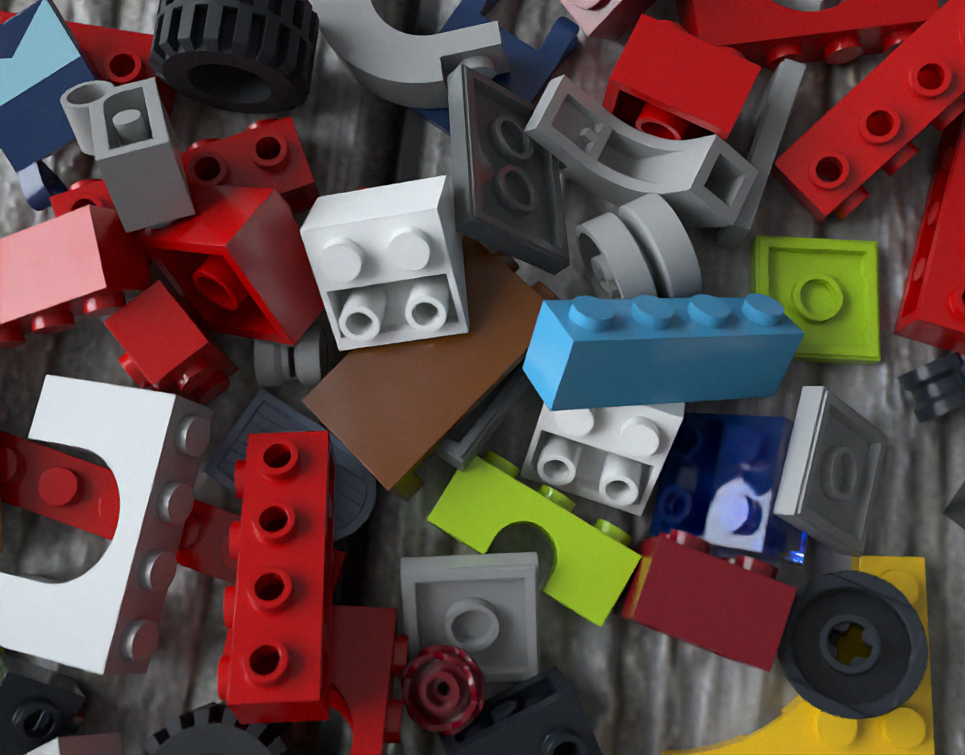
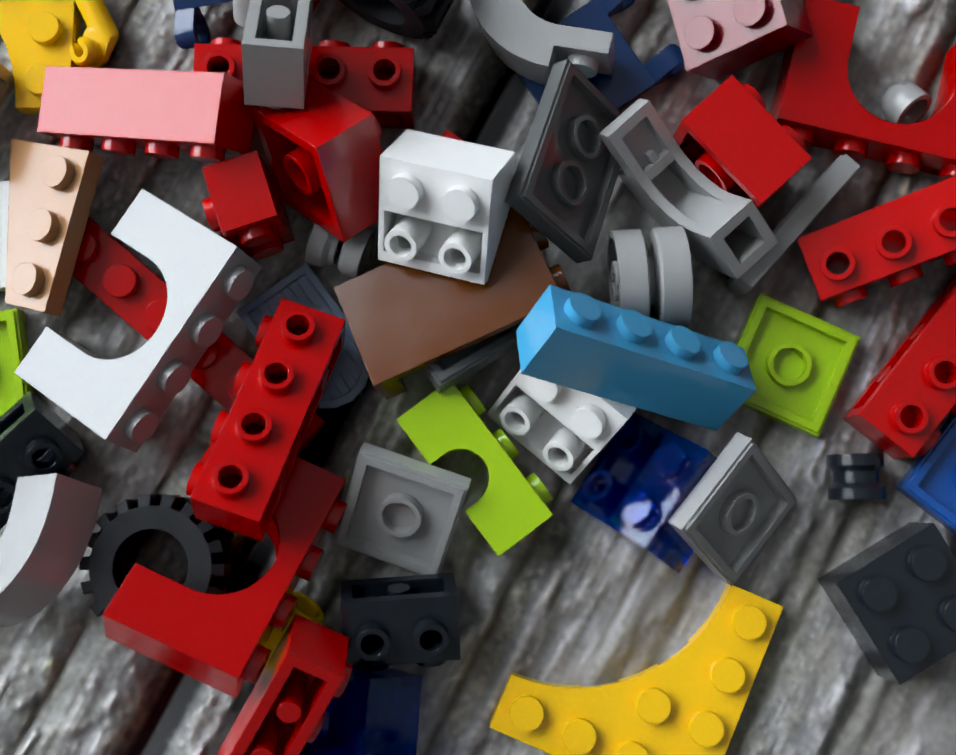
camera: 25 degrees right, 5 degrees up
(428, 704) = (341, 558): dark red plate -> none
(707, 600) = (587, 569): dark red brick -> none
(889, 629) = (690, 613): black brick -> none

